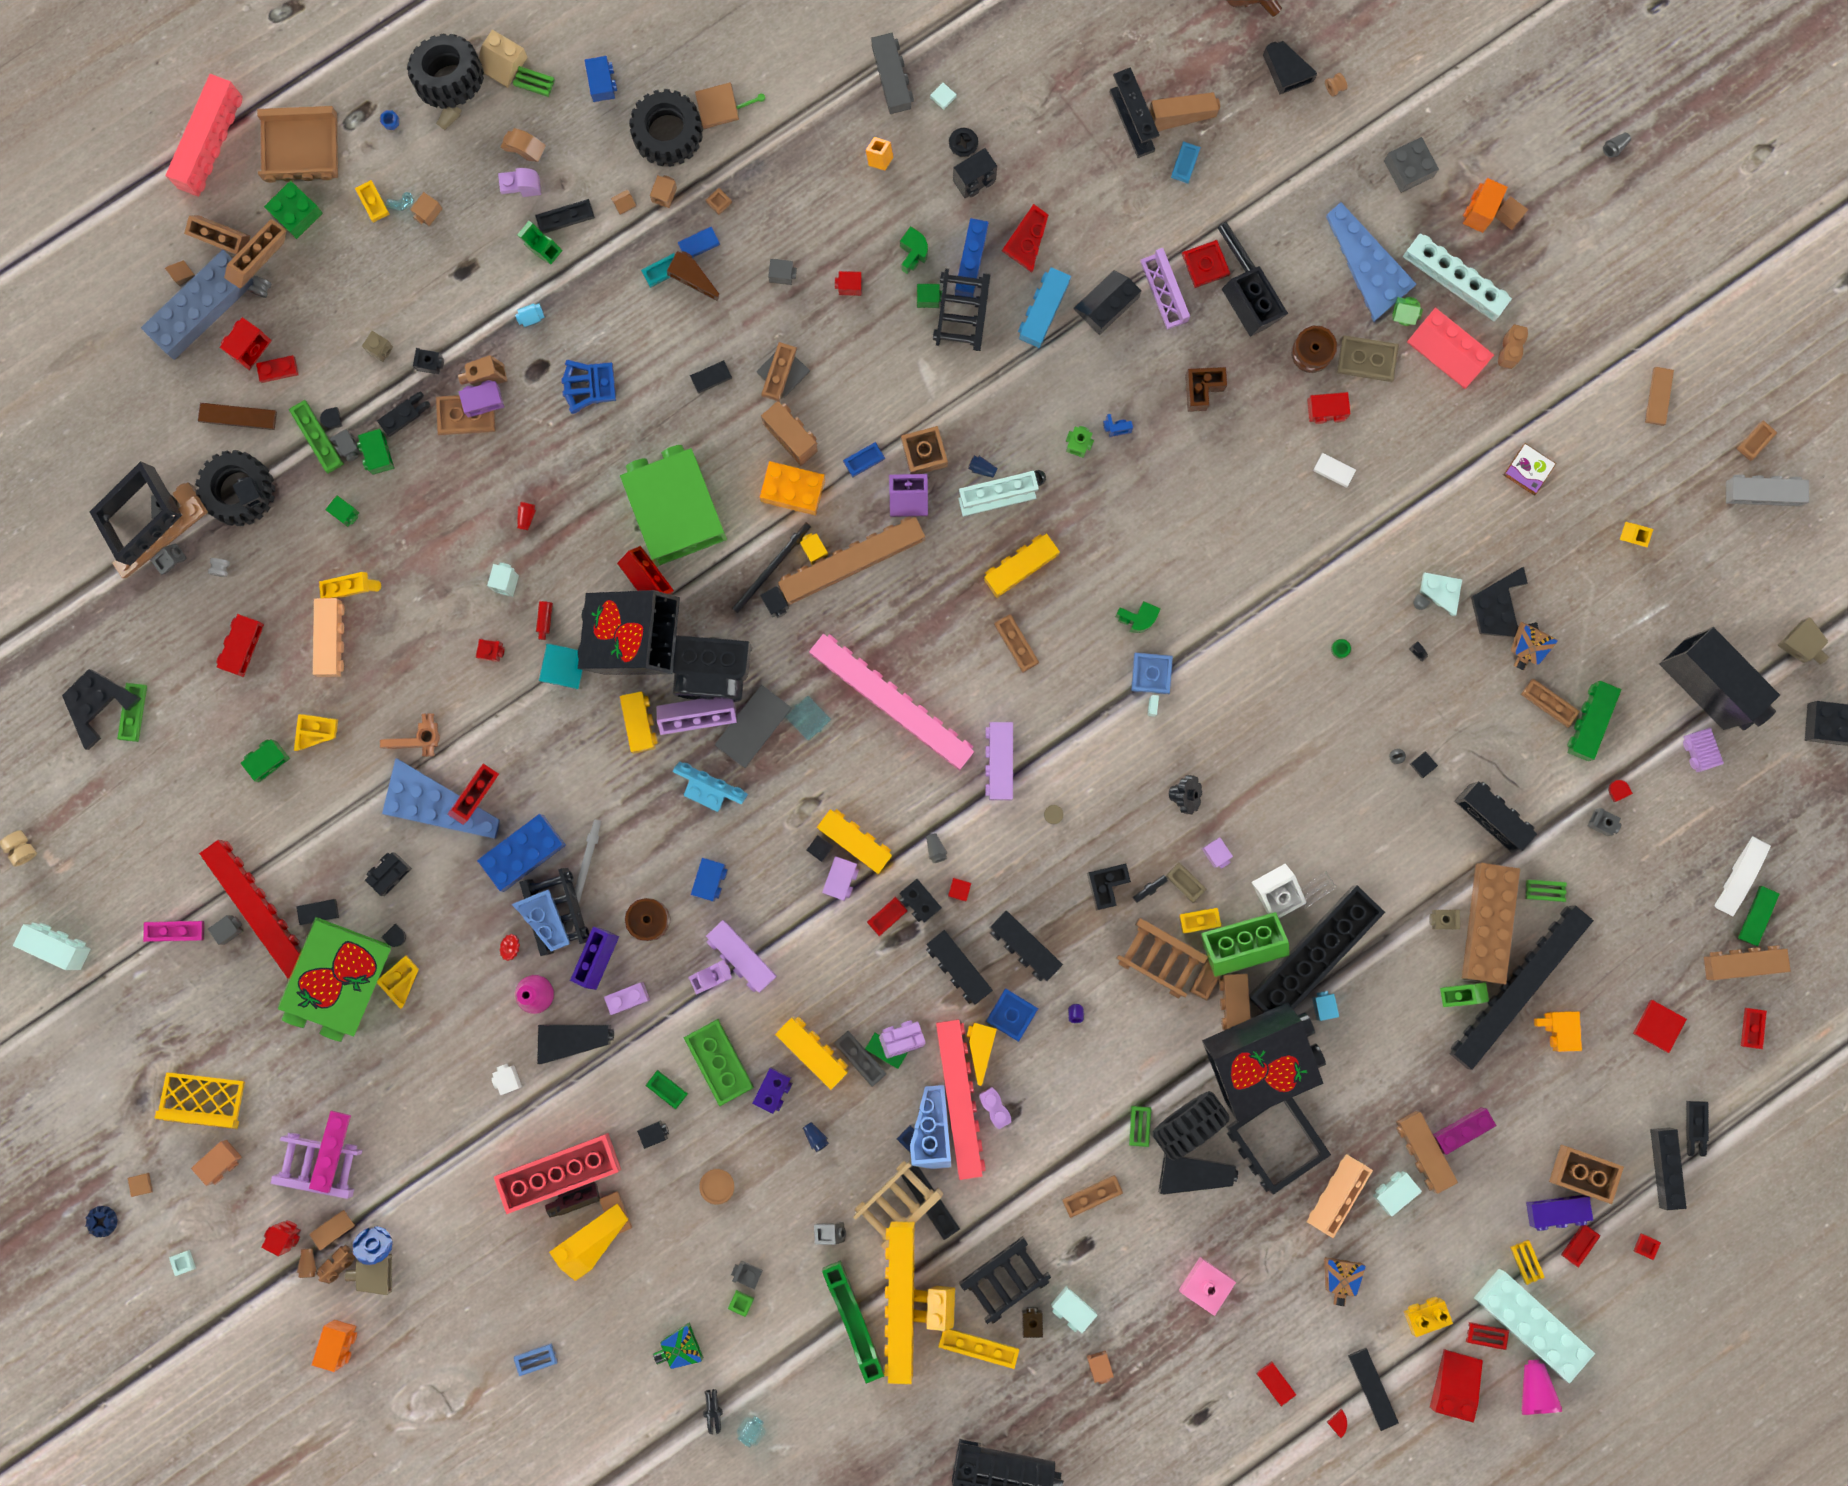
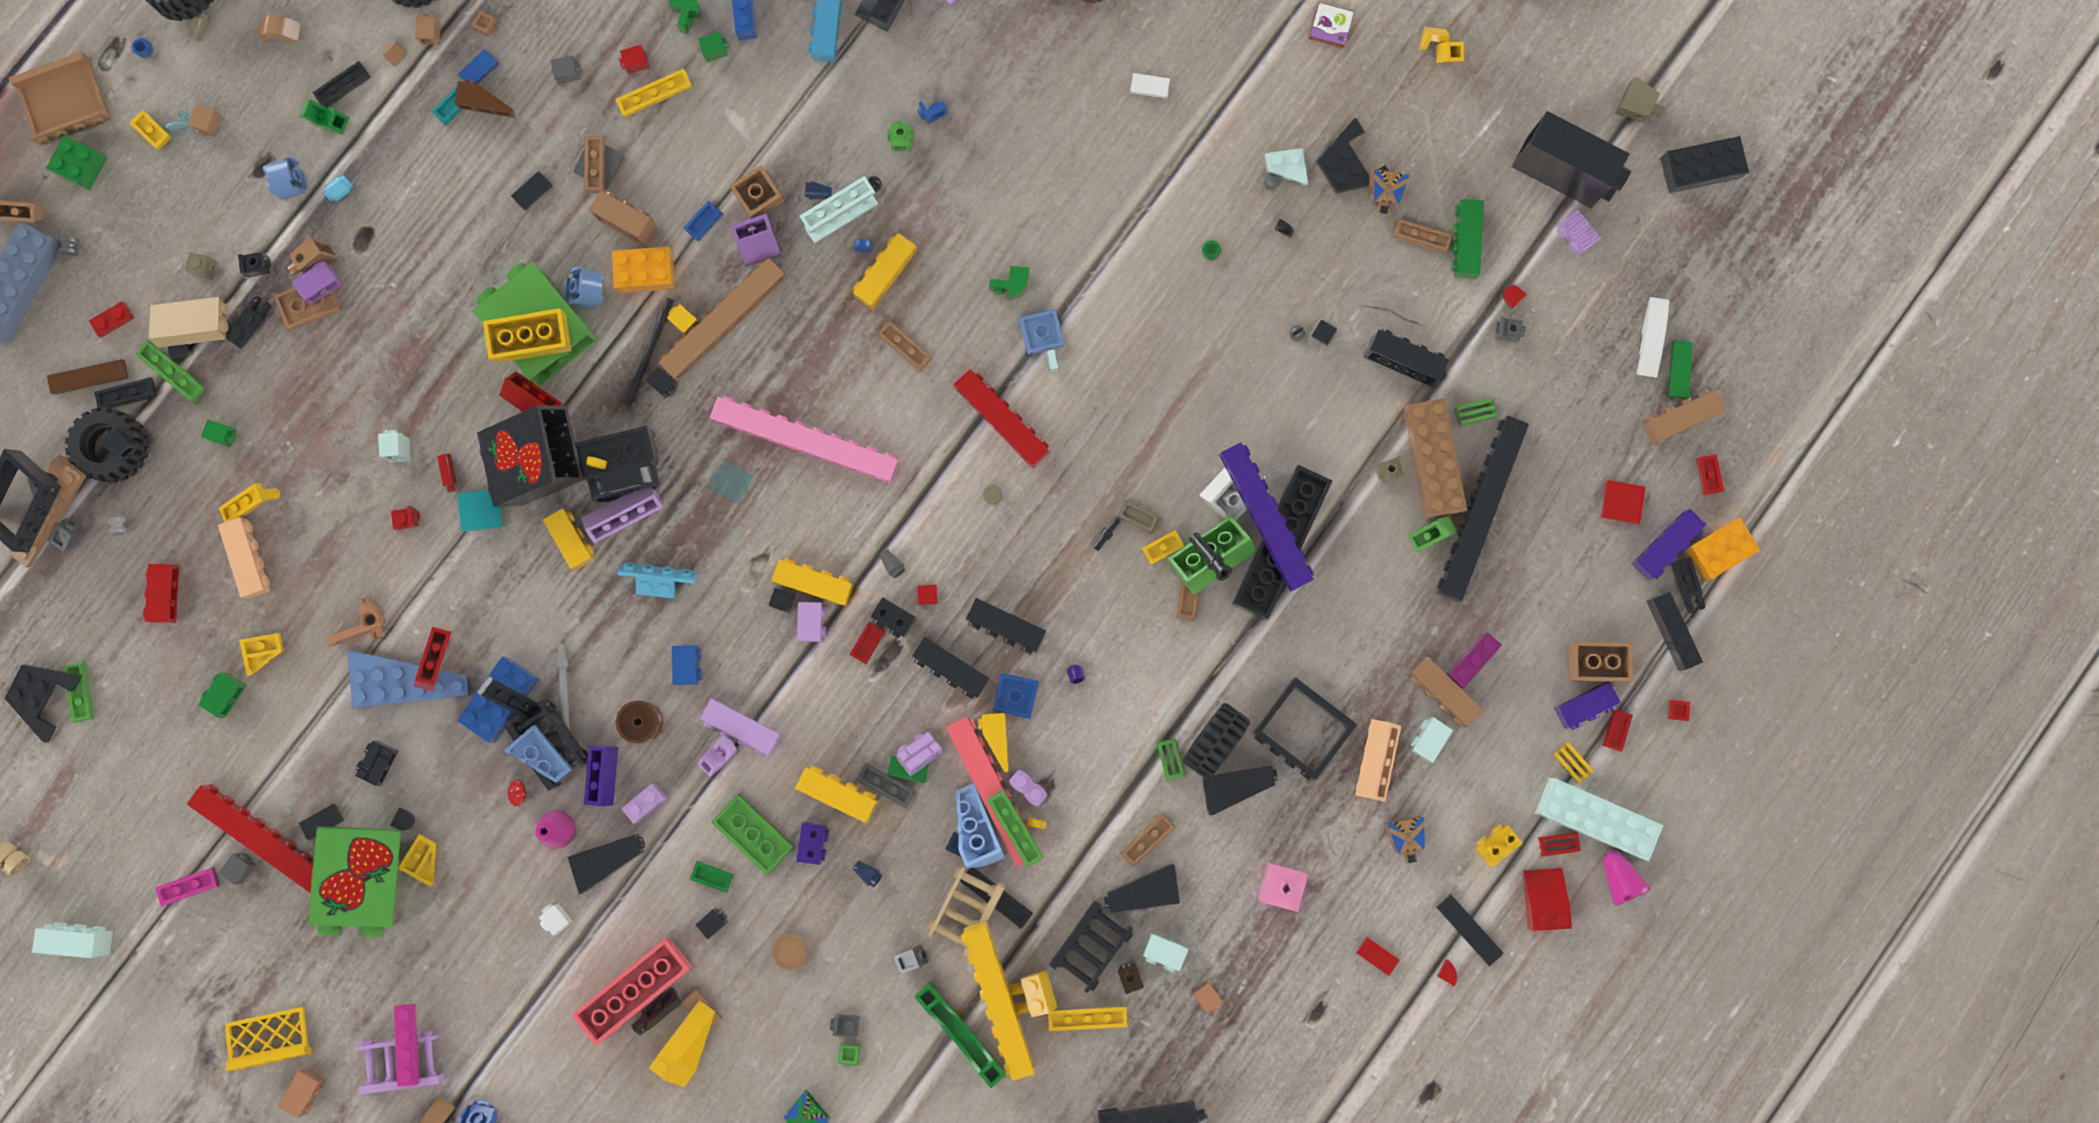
camera: 20 degrees left, 0 degrees up
(245, 343) = (71, 304): red brick -> none
(255, 254) = (51, 215): medium nougat brick -> none
(267, 444) = (126, 393): none -> black tile
(346, 445) = (201, 369): dark grey brick -> none
(348, 396) = (188, 322): none -> tan brick
(375, 451) = (232, 366): green brick -> none
(484, 289) = (285, 178): none -> medium blue brick
(522, 180) = (287, 63): lavender brick -> none
(525, 515) = (396, 379): red cone -> none
(534, 857) = (509, 698): none -> black tile
(600, 384) = (427, 229): blue plate -> none
(664, 518) = (527, 336): none -> yellow brick
(690, 661) = (595, 462): none -> yellow tile
(731, 487) = (584, 287): none -> medium blue brick
(753, 726) = (681, 506): dark grey tile -> none
(857, 321) = (654, 93): none -> yellow plate
(970, 1143) = (1015, 828): none -> bright green tile
(980, 302) = (762, 35): black fence -> none
(991, 1144) = (1036, 823): none -> yellow tile
(1000, 761) = (926, 461): lavender brick -> none
(1008, 534) = (862, 245): none -> blue tile
(1078, 1246) = (1147, 891): none -> black slope
(1086, 744) = (1001, 418): none -> red brick
(1103, 880) = (1059, 542): black brick -> none
(1177, 949) = (1132, 576): medium nougat fence -> none
(1187, 794) = (1111, 433): black plant -> none
(1200, 383) = (997, 44): reddish brown brick -> none
(1217, 853) = (1158, 479): lavender brick -> none
(1234, 1000) = (1226, 622): medium nougat brick -> none
(1246, 953) = (1214, 561): none -> black pin
(1265, 1060) = (1265, 656): black brick -> none
(1310, 926) = (1266, 516): none -> dark purple brick
(1325, 1006) = (1308, 591): medium azure brick -> none
(1328, 407) = (1125, 28): red brick -> none
(1564, 1028) = (1536, 534): light orange hinge -> none
(1625, 511) = (1433, 34): none -> yellow tile
(1691, 1082) = (1669, 544): none -> dark purple brick
(1741, 1105) = (1722, 549): none -> light orange brick

